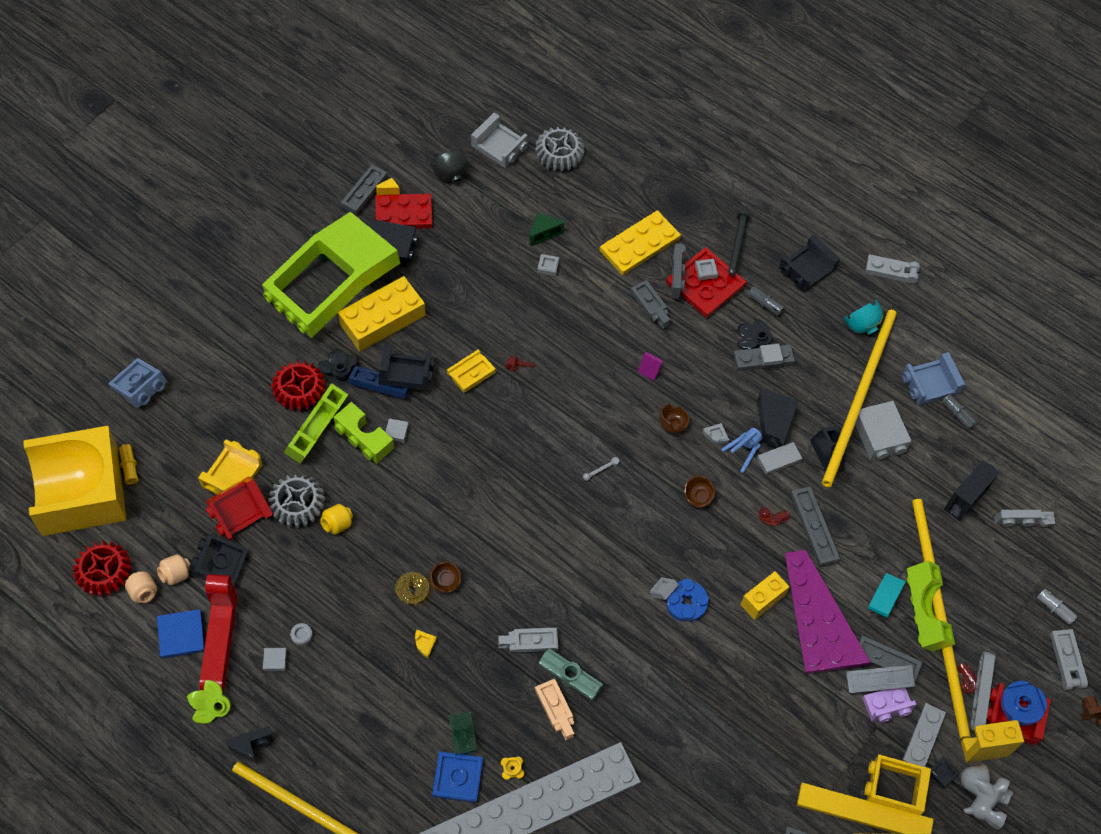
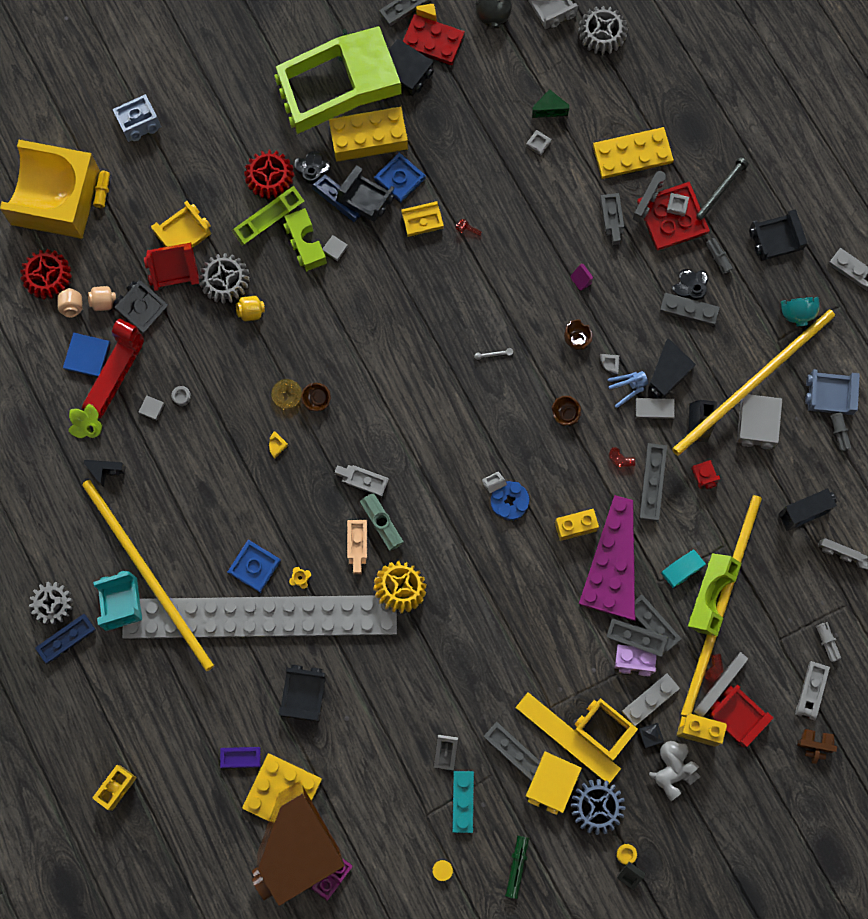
camera: 30 degrees right, 15 degrees up
(431, 338) = (401, 175): none -> blue tile
(462, 733) = (271, 533): clear green hips -> none
(634, 727) = (388, 577): none -> yellow gear
(771, 354) = (694, 310): light grey tile -> none
(859, 500) = (705, 475): none -> red bracket
(1034, 696) = (755, 705): blue plate -> none

